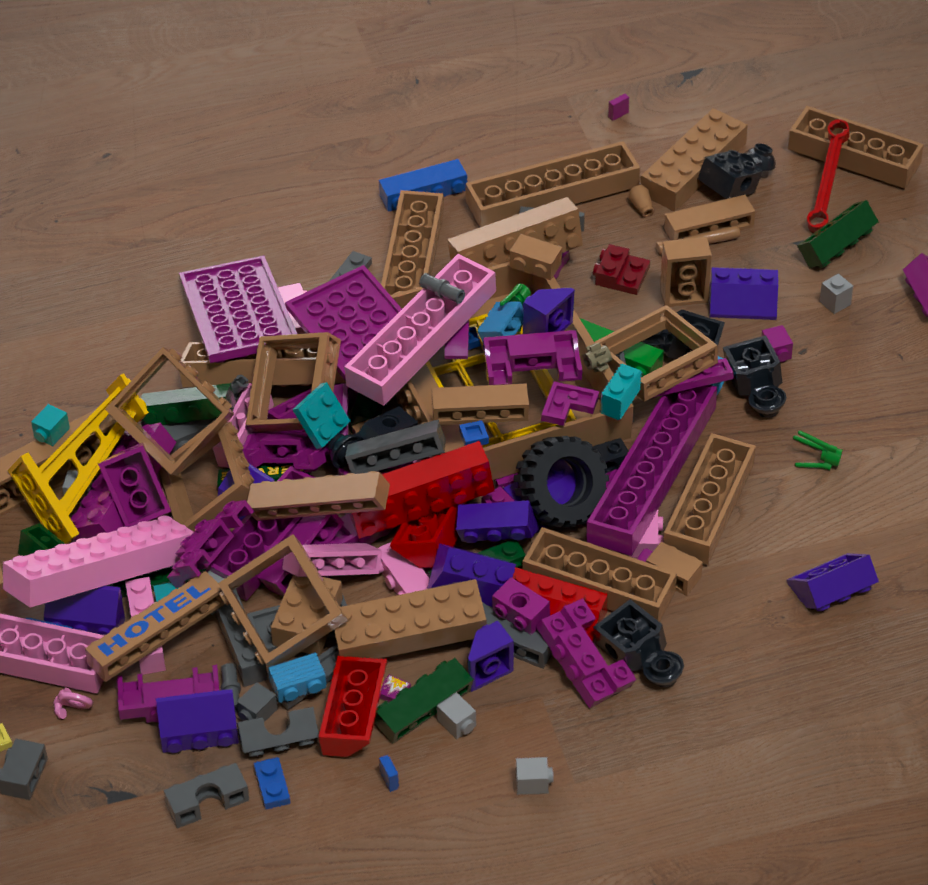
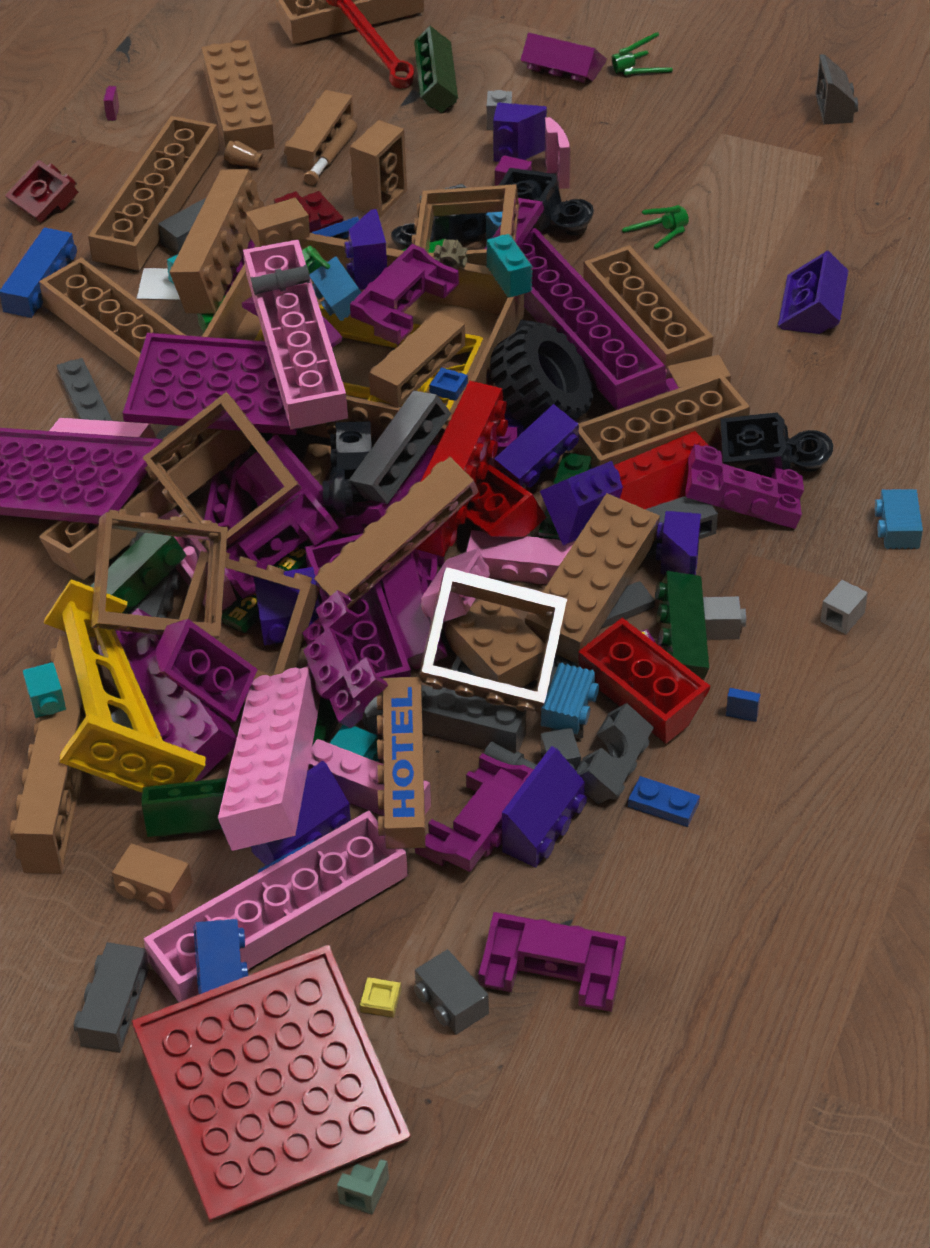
camera: 50 degrees left, 0 degrees up
(70, 699) = (398, 900): bright pink piece -> none
(92, 794) = (556, 952): none -> magenta bracket
(223, 784) = (628, 879): dark grey arch -> none
(321, 415) = (298, 472): teal plate -> none
(424, 659) = (631, 602): none -> dark grey tile
(497, 135) = (42, 191): none -> dark red plate
(520, 606) = (657, 488): magenta brick -> none
(566, 397) = (476, 305): magenta plate -> none
(625, 297) = (338, 229): none -> blue plate
(650, 758) = (900, 518): none -> dark azure brick
(735, 172) = (290, 78): black brick -> none
(744, 293) = (436, 158): dark purple slope -> none
(815, 316) = (518, 130): none -> dark purple slope
(816, 351) = (557, 152): none -> bright pink slope

